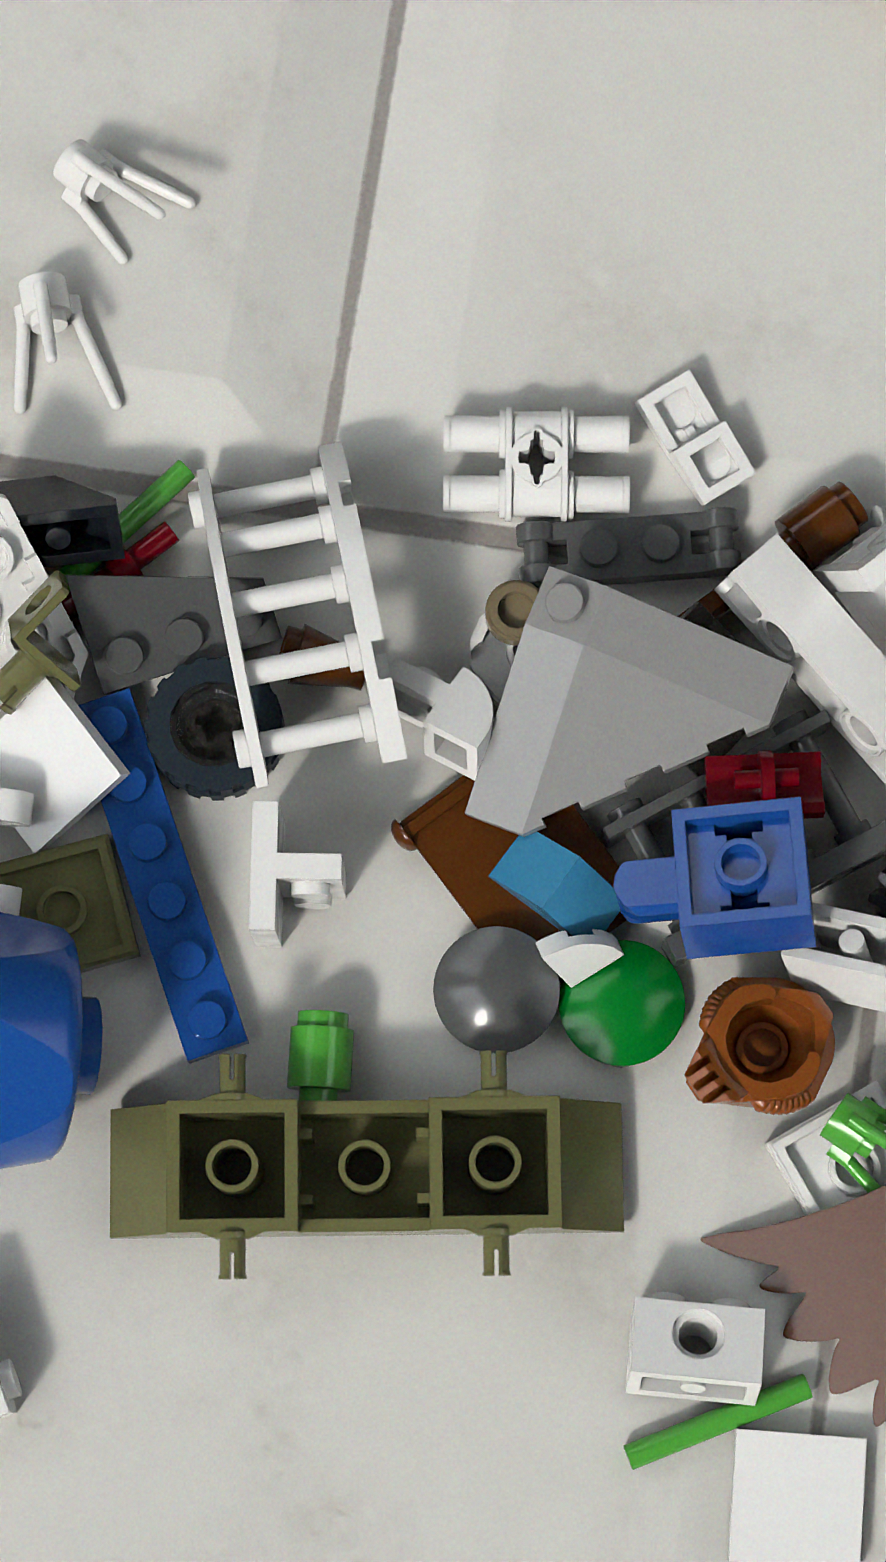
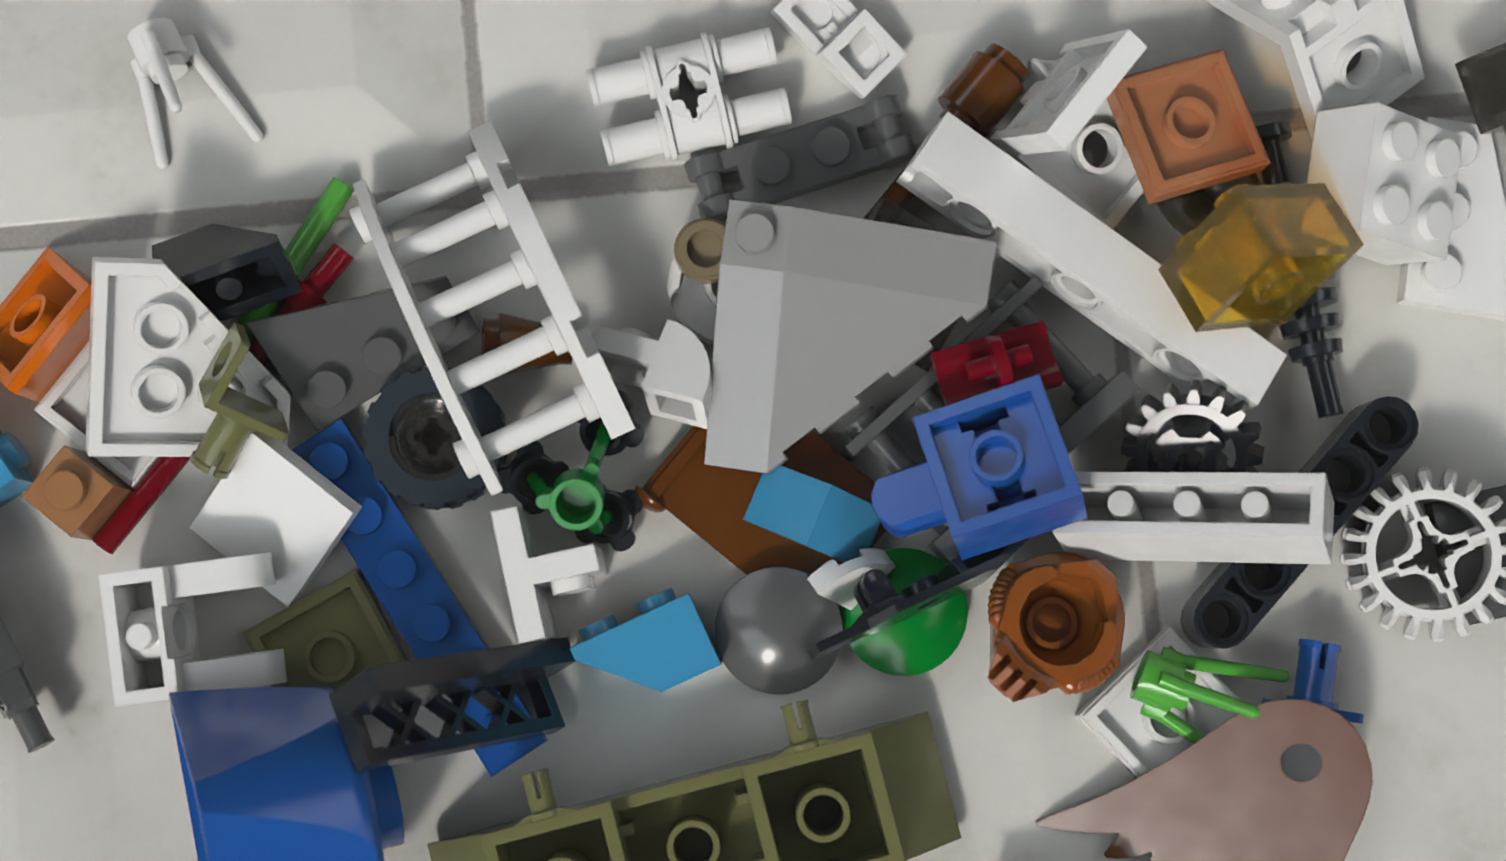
camera: 20 degrees left, 5 degrees up
(170, 951) = (454, 678): none -> black fence
(320, 1055) = (622, 740): bright green brick -> none
(337, 808) = (577, 495): none -> plant
(372, 976) = (653, 649): none -> dark azure slope
(604, 989) = (885, 607): none -> black piece

